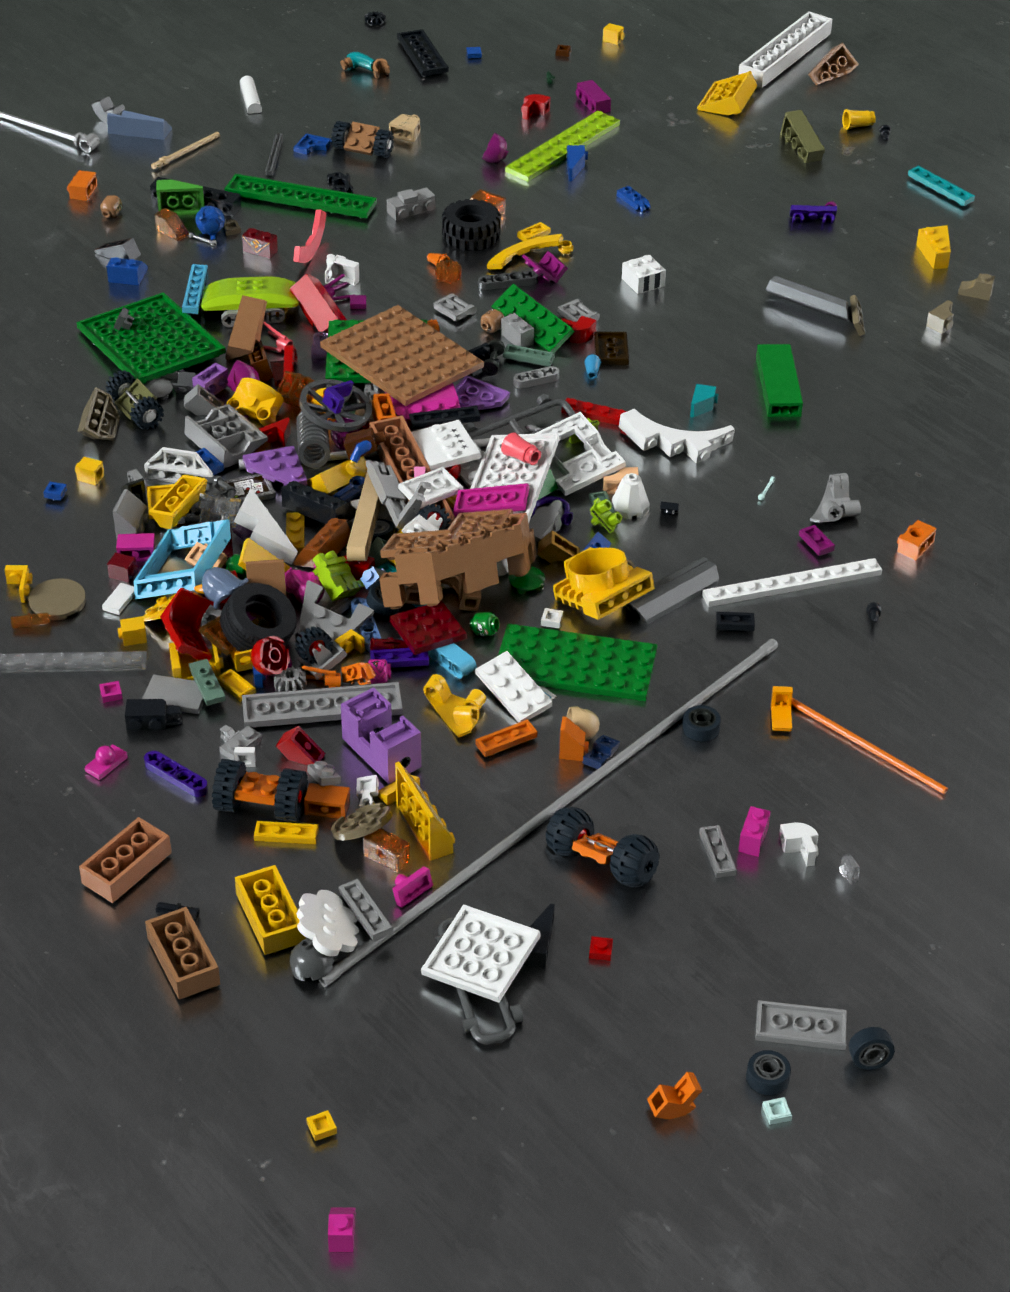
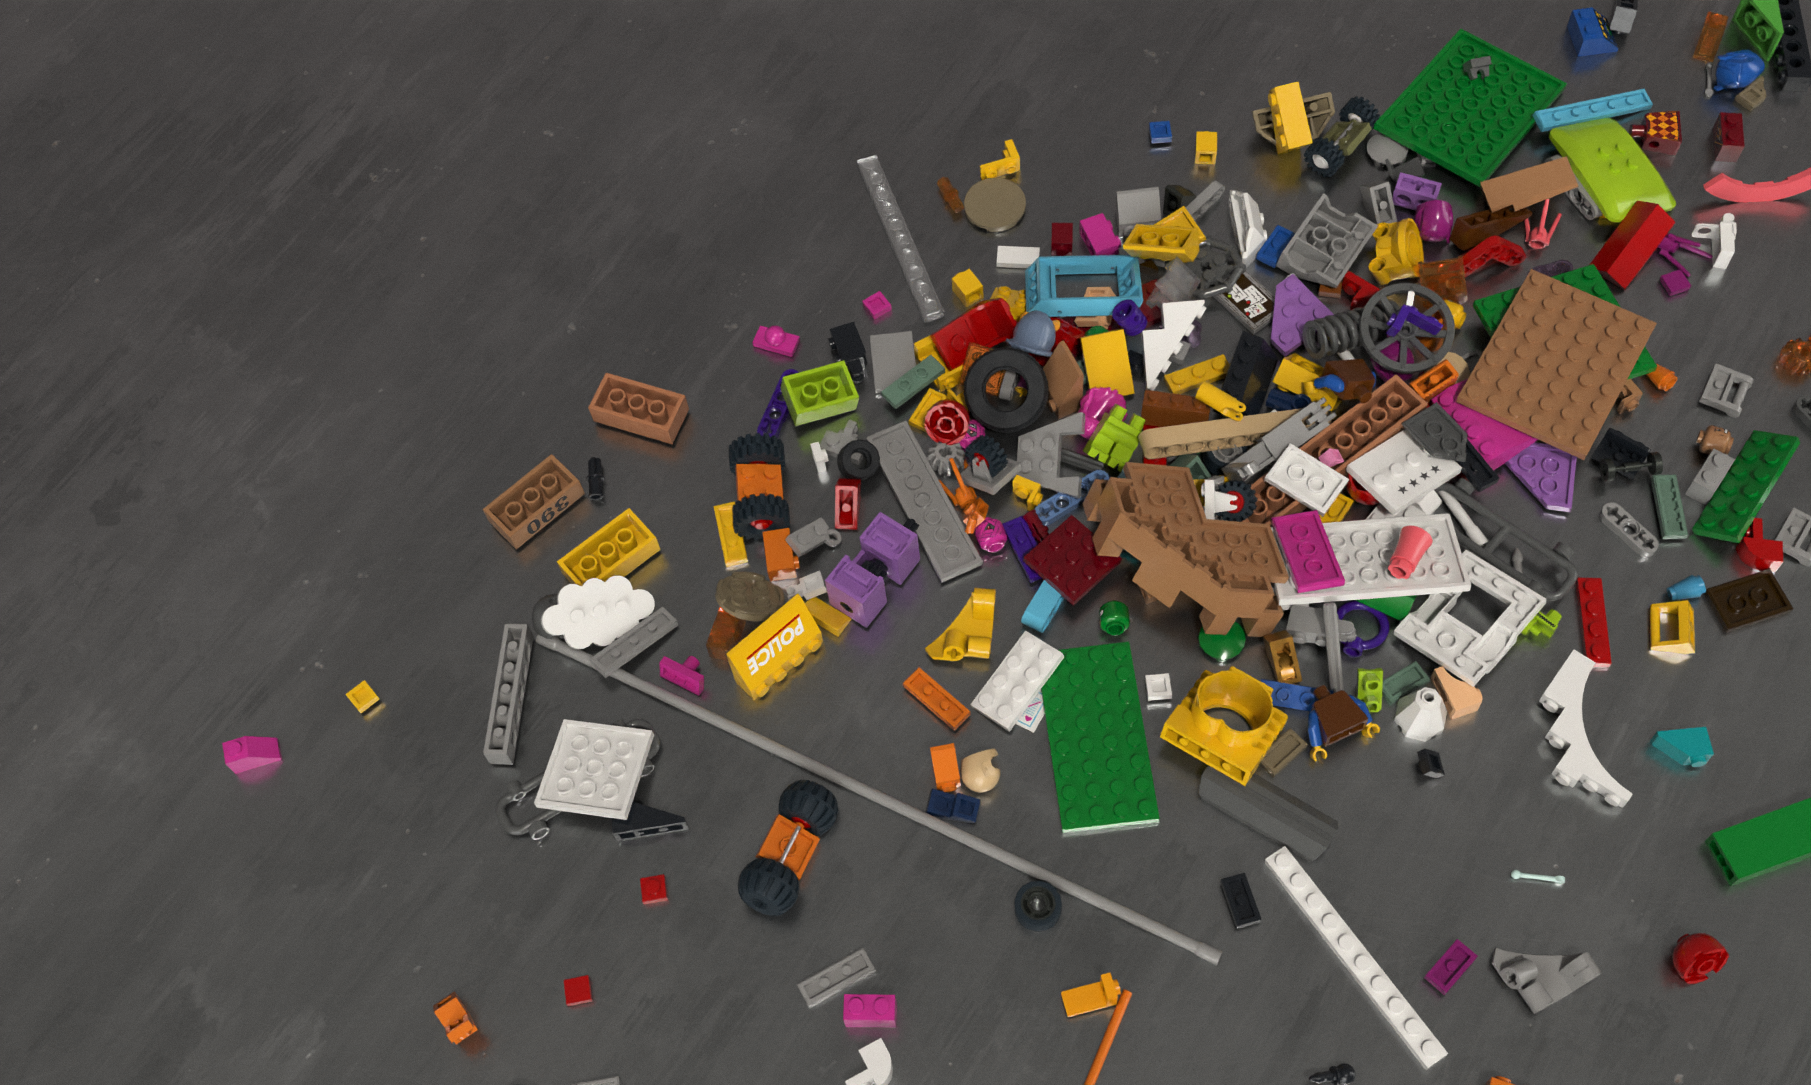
camera: 80 degrees right, 20 degrees up
(108, 411) = (1289, 118): none -> yellow wedge
(187, 735) = (819, 393): none -> lime brick
(235, 266) = (1659, 132): none -> dark red torso
(238, 531) = (1131, 317): none -> dark purple piece
(266, 728) = (870, 453): none -> black tyre
(341, 507) = (1220, 401): none -> yellow piece
(376, 1005) = (508, 694): none -> light grey brick
(428, 418) = (1438, 433): none -> dark grey tile
(567, 516) = (1333, 647): none -> light grey axle
(620, 374) = (1685, 614): none -> yellow tile
(621, 534) = (1336, 718): none -> reddish brown torso
(674, 1015) = (578, 990): none -> red tile
(844, 436) = (1697, 956): none -> red cylinder

